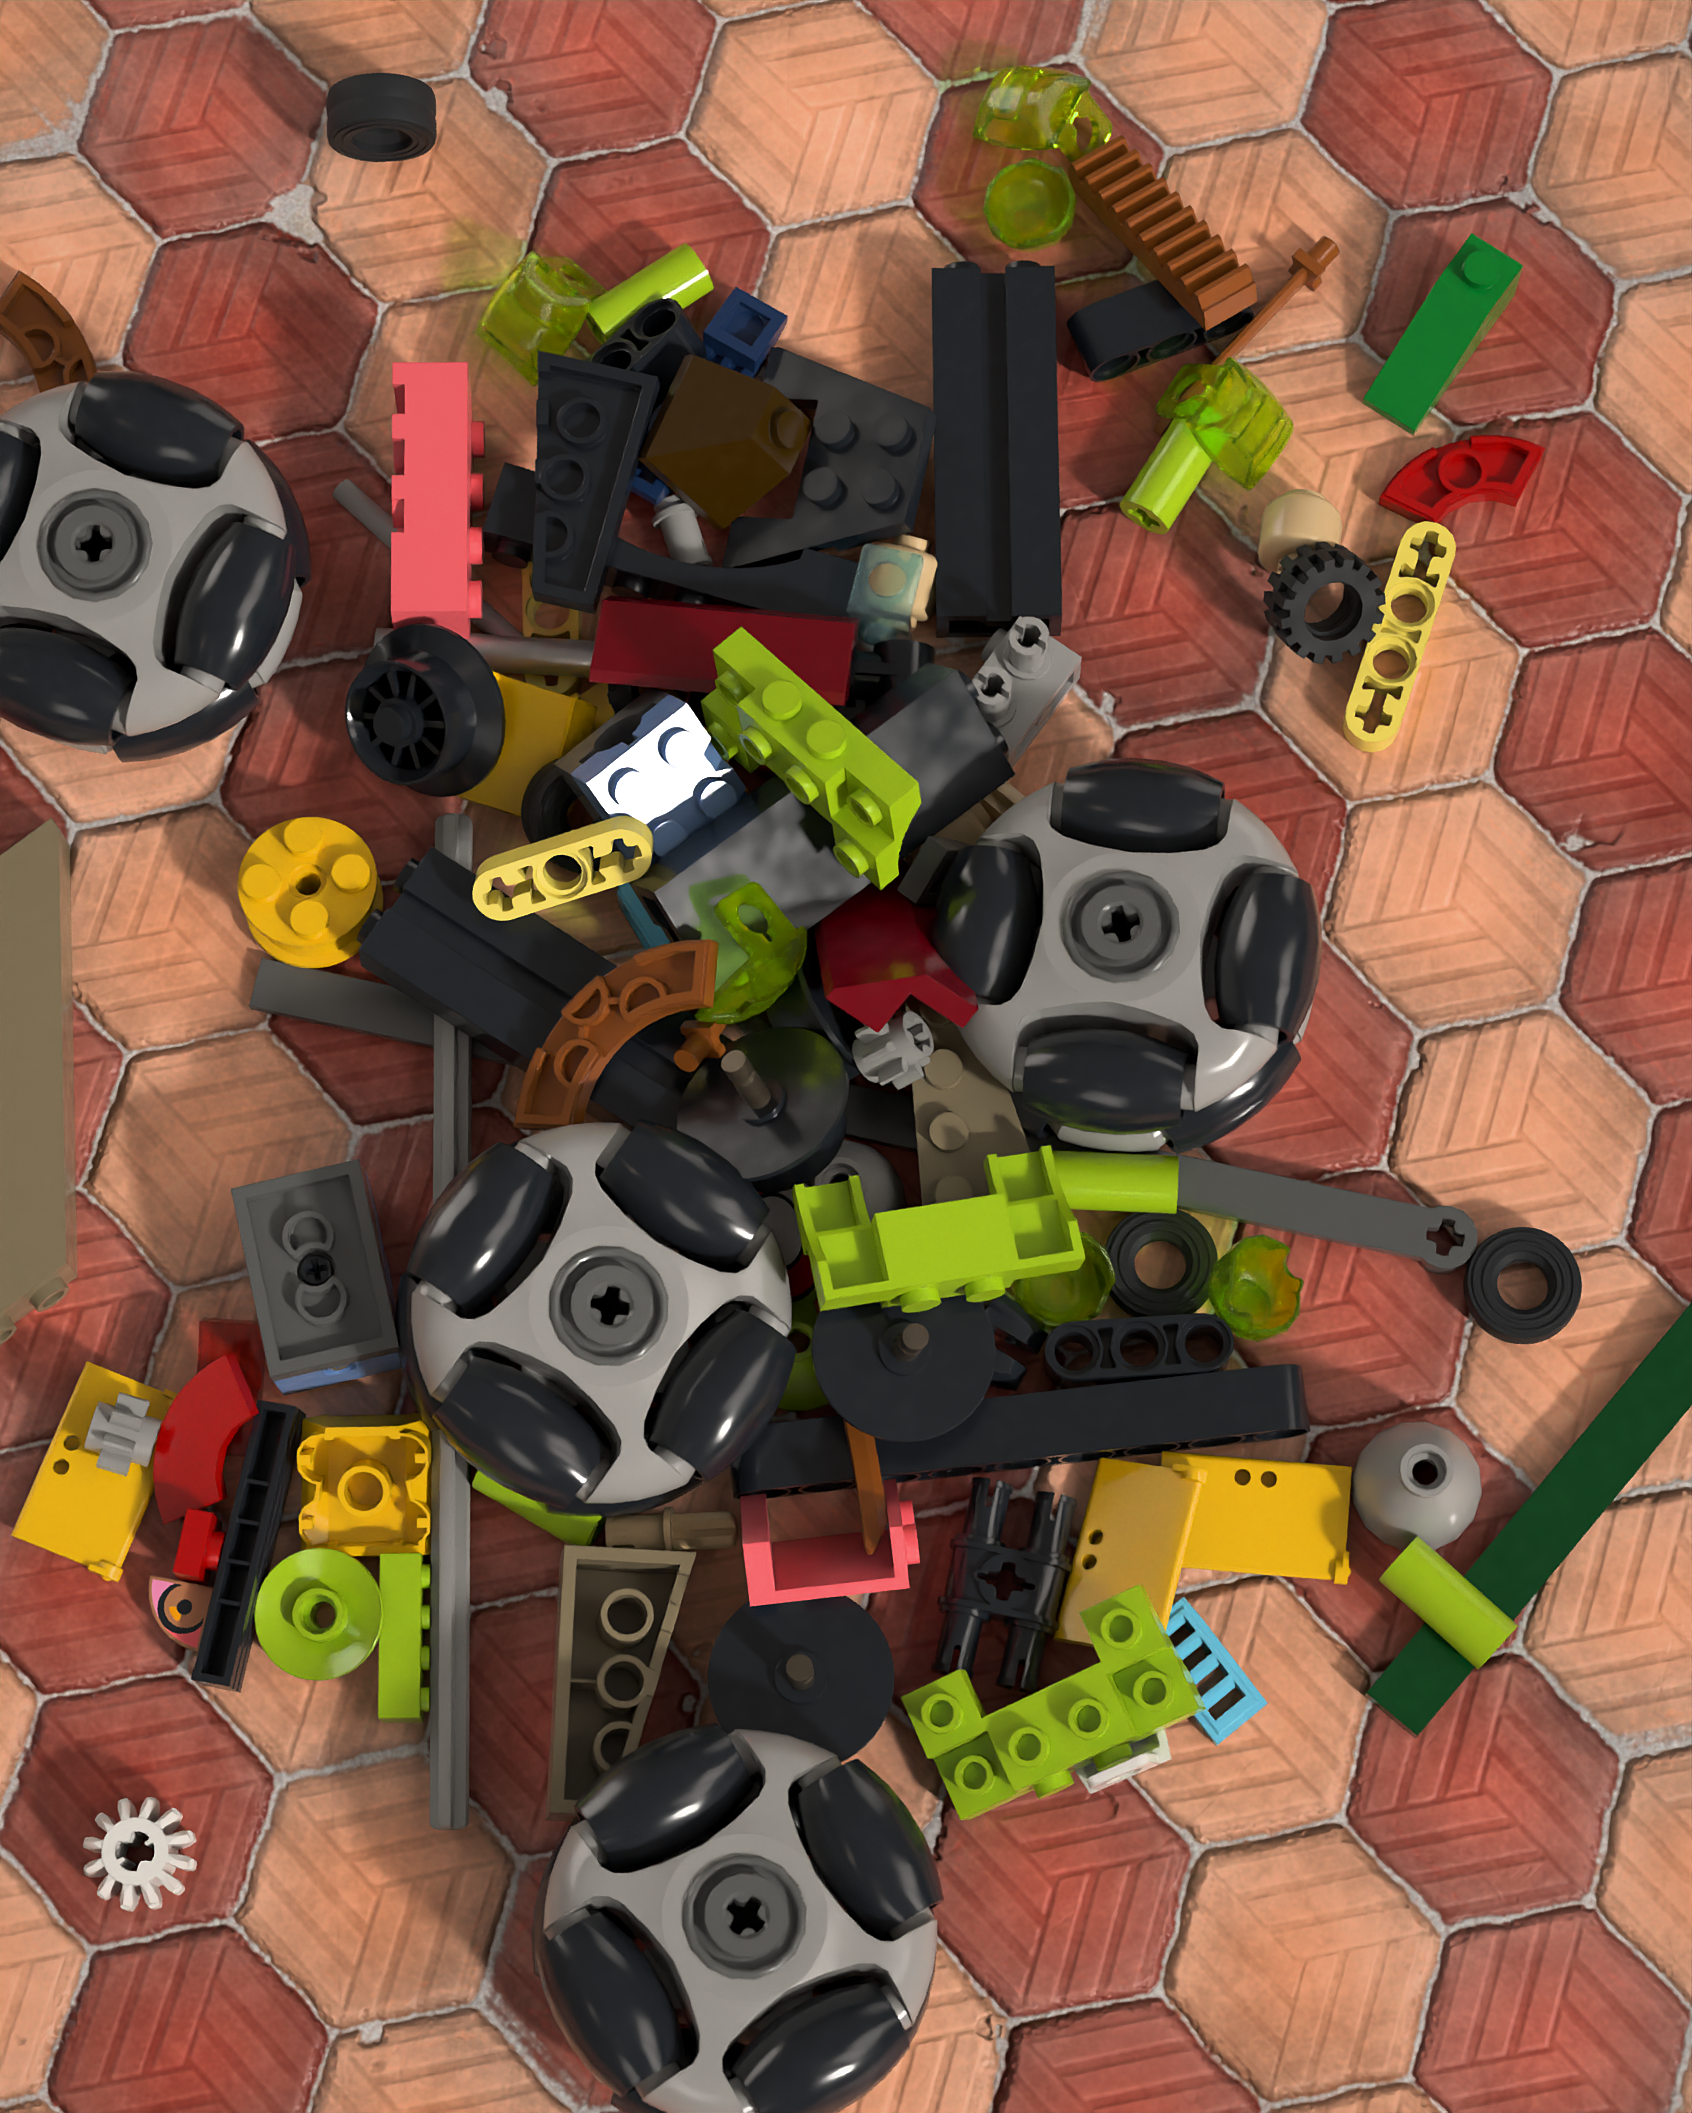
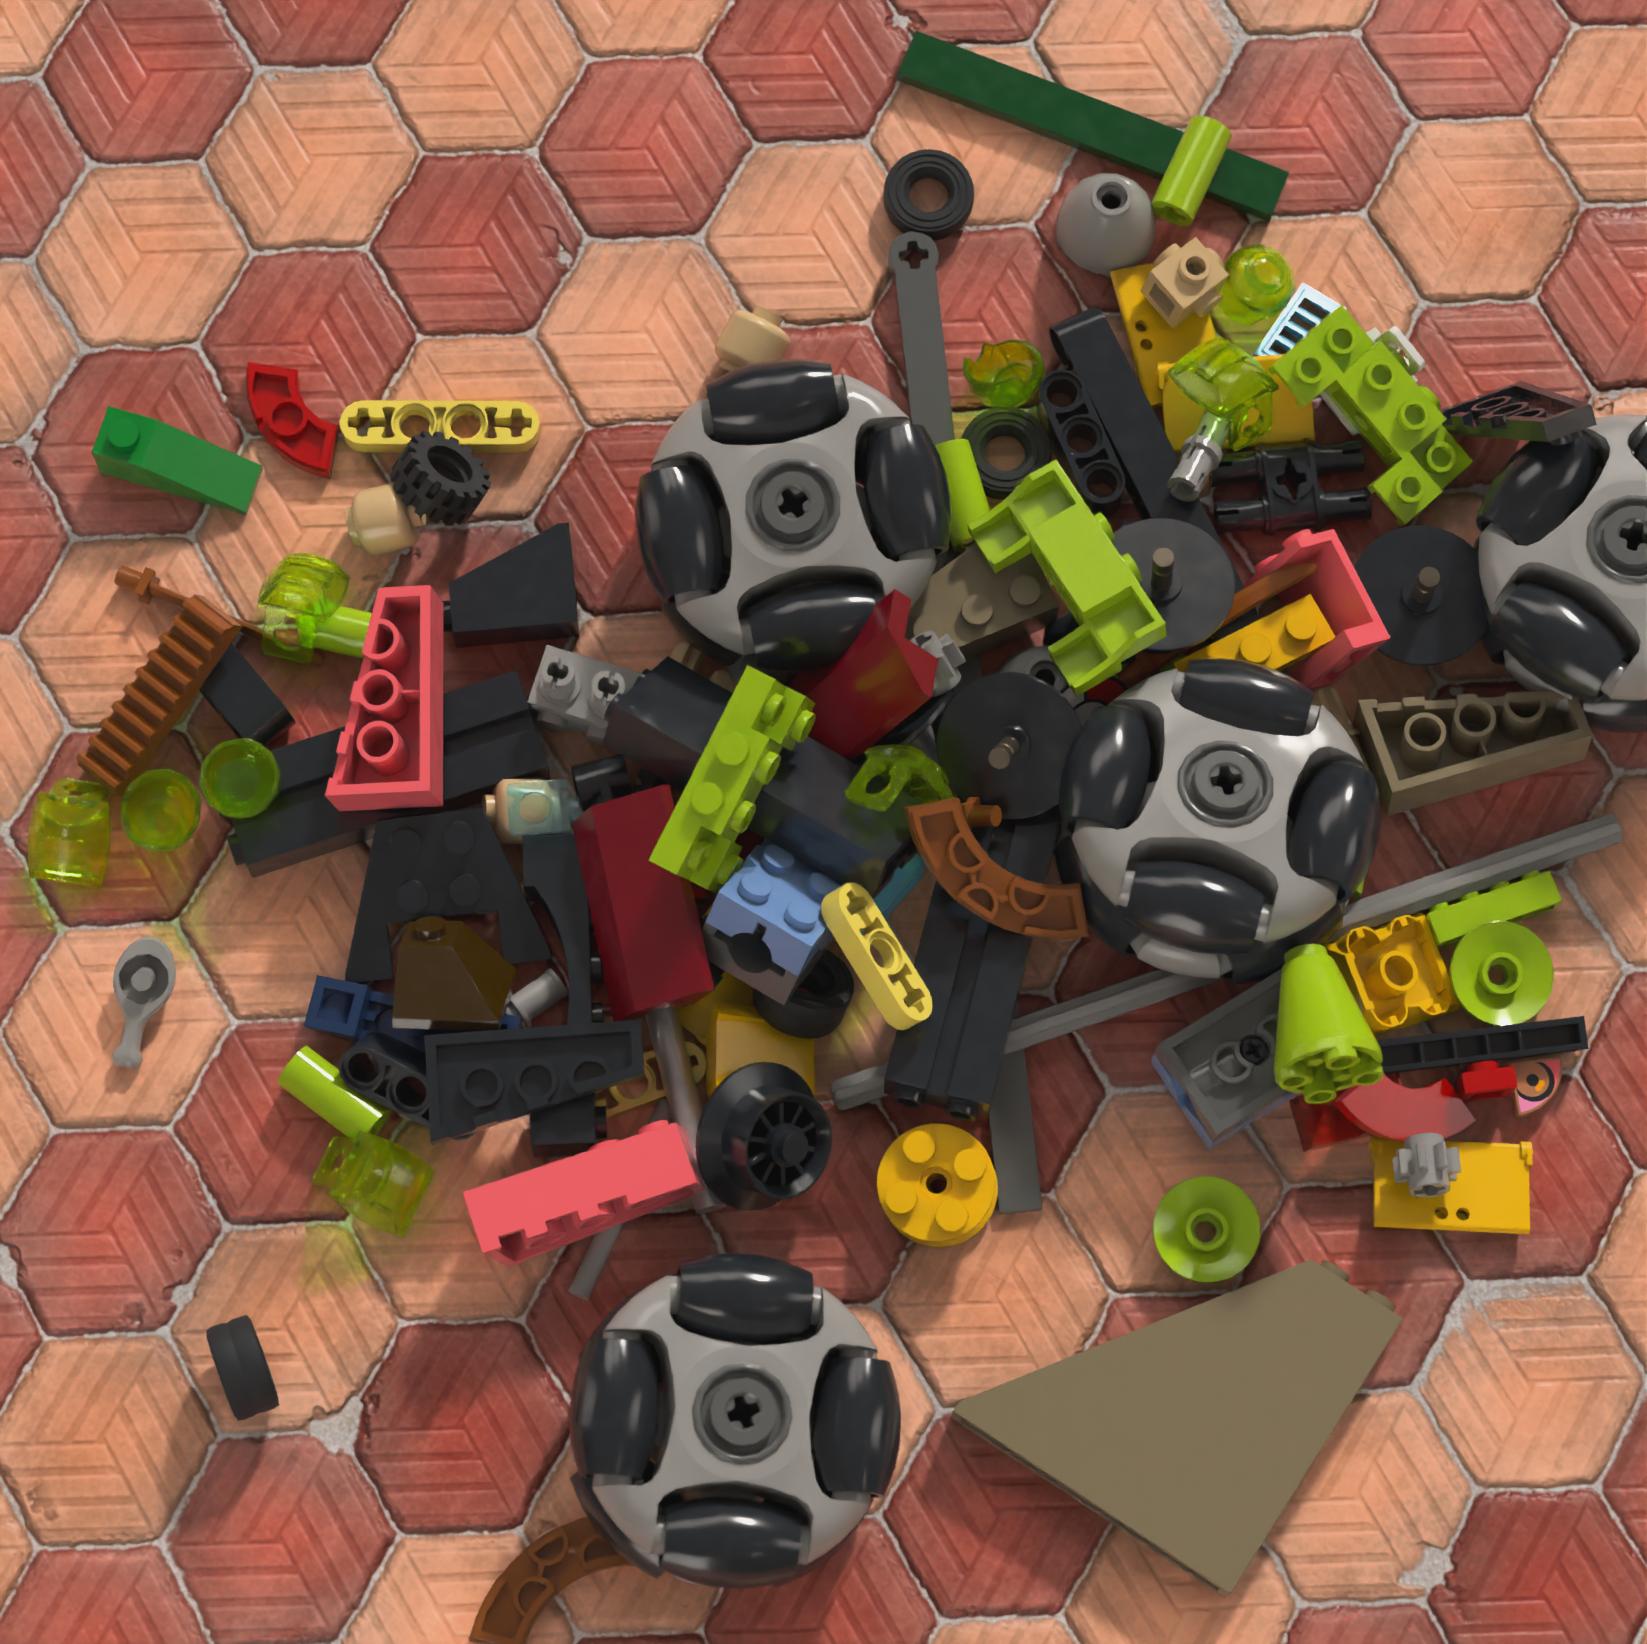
camera: 115 degrees left, 0 degrees up
(135, 1145) = (1213, 1203): none -> lime dish
(297, 1330) = (1321, 1030): none -> lime cone
(802, 1466) = (1273, 640): none -> yellow plate
(839, 138) = (142, 987): none -> light grey piece
(983, 1871) = (1520, 413): none -> black wing
(1023, 275) = (240, 778): none -> clear neon green hair
(1048, 458) = (395, 719): none -> coral wedge
(1068, 1477) = (1199, 456): none -> light grey pin
(1145, 1535) = (1227, 385): none -> clear neon green piece
(1161, 658) = (517, 595): none -> black slope
(1283, 1642) = (1257, 284): none -> clear neon green hair
(1305, 1514) = (1185, 282): none -> tan brick
(1386, 1009) = (751, 339): none -> tan head

